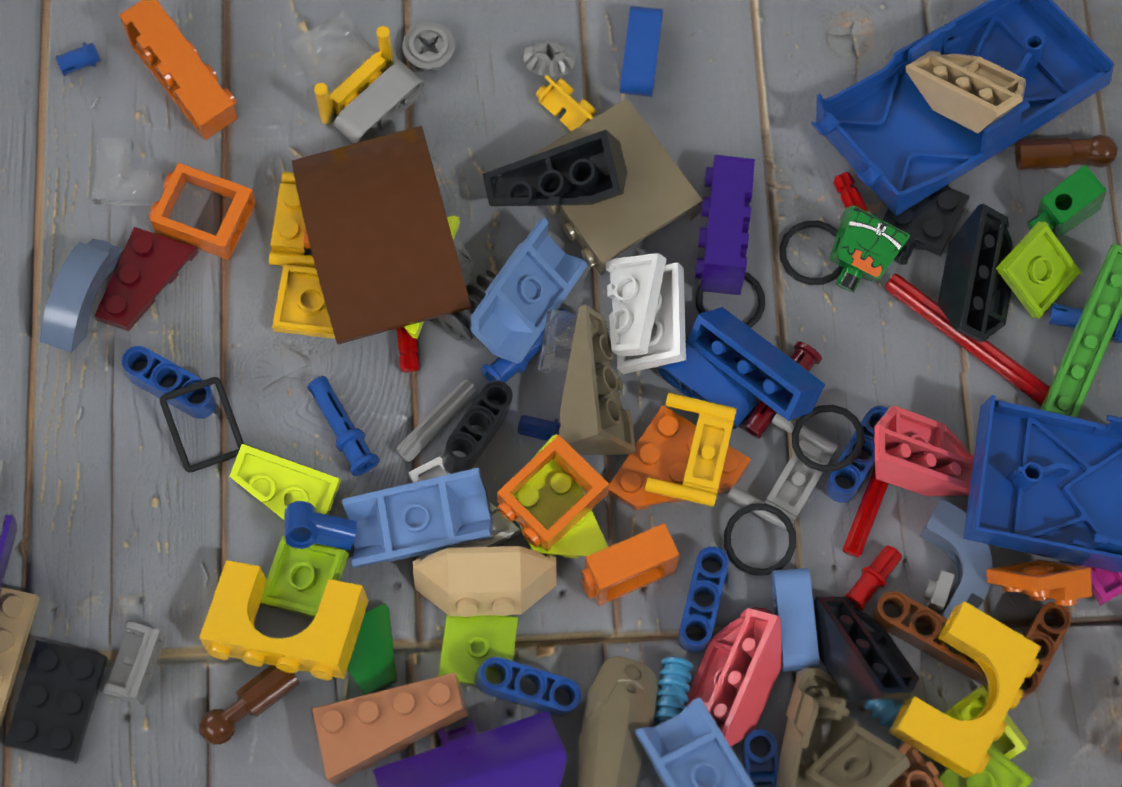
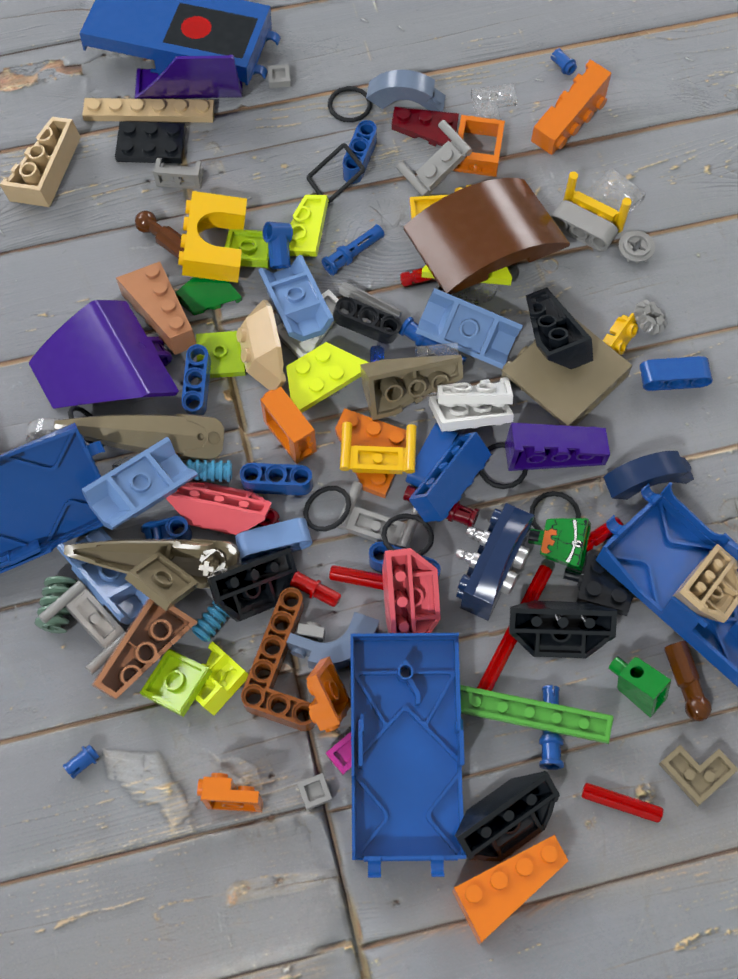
camera: 80 degrees right, 5 degrees down
(70, 411) = (343, 89): none -> black piece
(230, 269) = (440, 164): none -> light grey plate
(577, 469) = (333, 387): orange window -> none
(790, 123) = (652, 469): none -> dark blue arch
(883, 333) = (492, 565): none -> dark blue piece
(1005, 660) = (259, 674): yellow arch -> none
(1038, 270) = (581, 669): lime plate -> none

